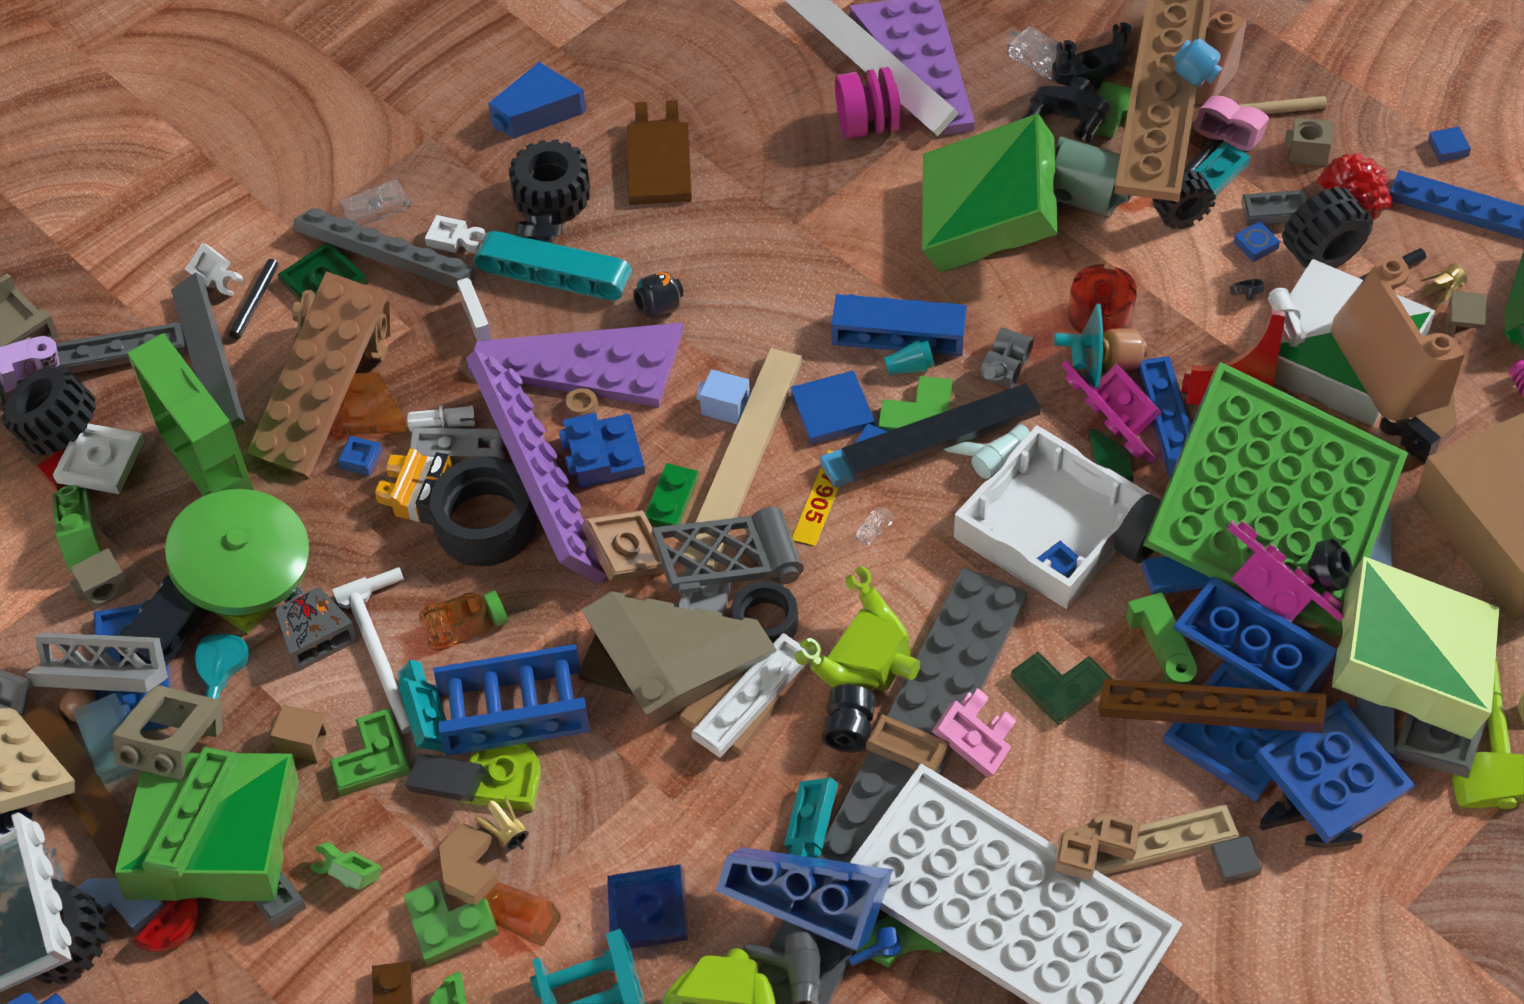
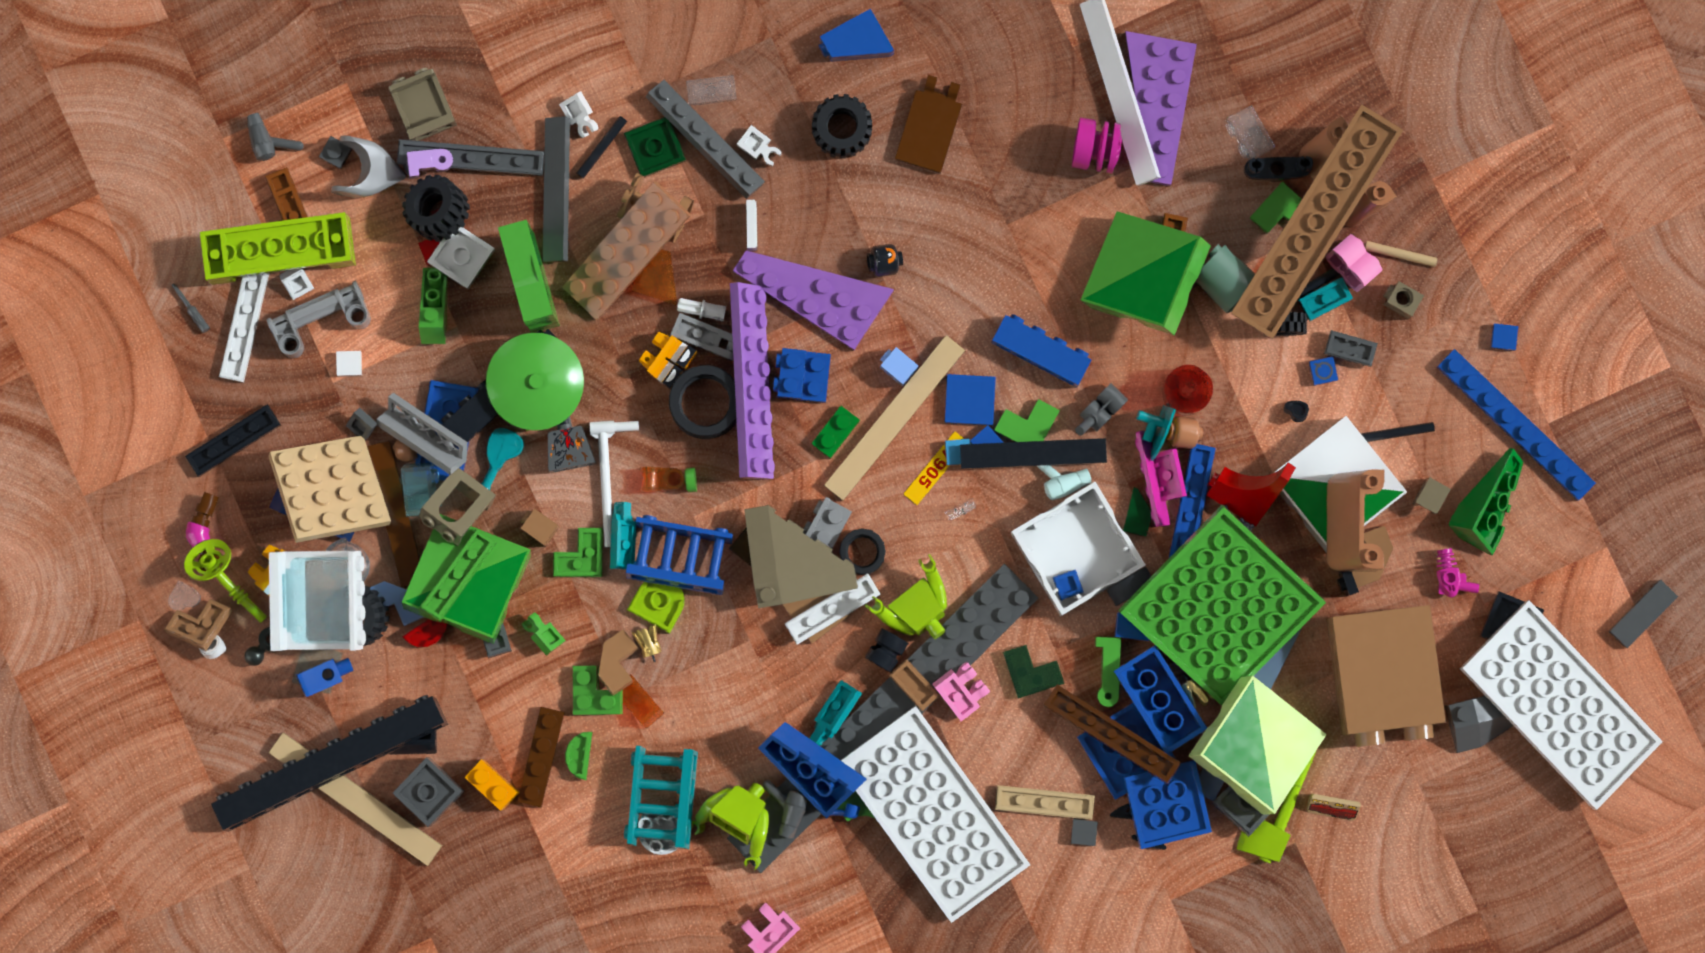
camera: 15 degrees right, 30 degrees up
(99, 580) = (439, 357): dark tan brick -> none
(359, 455) = (638, 316): blue tile -> none
(445, 777) = (621, 594): black tile -> none
(539, 227) = (820, 167): black plate -> none
(553, 265) = (820, 202): teal beam -> none
(581, 402) = (801, 330): medium nougat tile -> none
(623, 545) = (791, 466): medium nougat tile -> none
(649, 906) = (717, 730): clear blue plate -> none
(770, 546) = (885, 506): dark grey piece -> none
(910, 359) = (1038, 382): teal cone -> none
(1072, 101) = (1250, 197): black connector -> none
(1104, 833) = (989, 795): medium nougat tile -> none
(1197, 62) = (1332, 239): dark azure head -> none
(1276, 584) = (1193, 666): dark pink bracket -> none
(1292, 330) = (1301, 463): white axle -> none
(1327, 228) = (1368, 395): black tyre -> none
(1330, 565) = (1232, 668): black plate -> none
(1362, 179) = (1413, 356): red hair -> none
(1450, 278) = (1433, 461): pearl gold piece -> none

